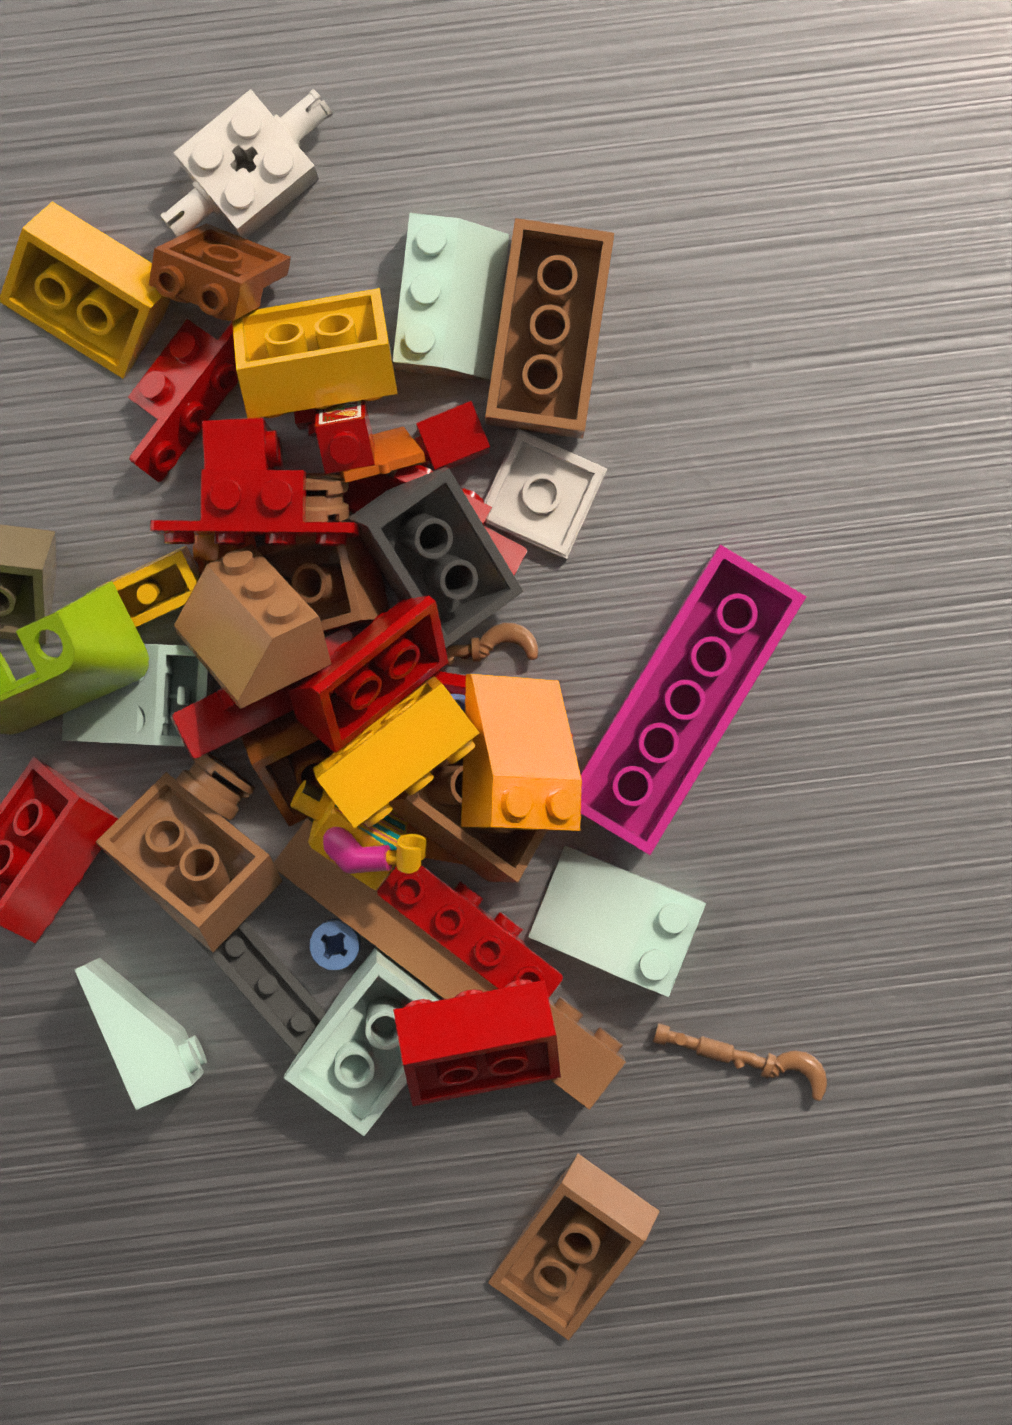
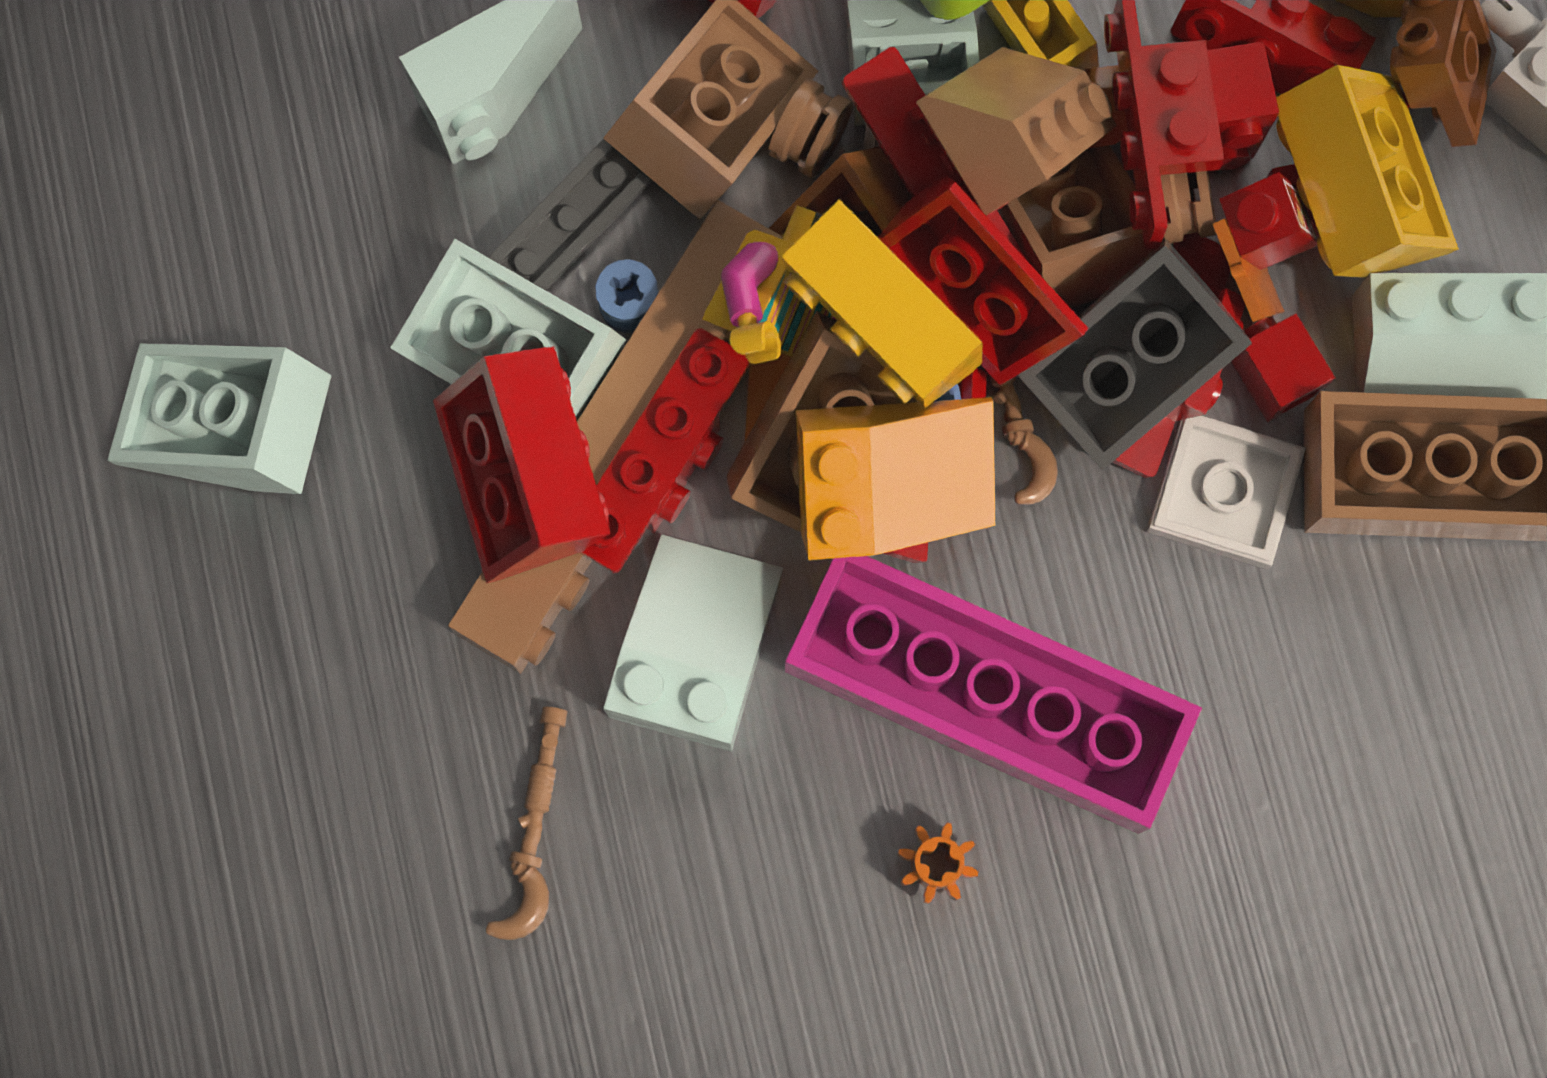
camera: 85 degrees right, 10 degrees down
(397, 1274) = (222, 415): none -> light aqua slope
(574, 1247) = (272, 632): medium nougat slope -> none
(819, 749) = (953, 854): none -> orange gear

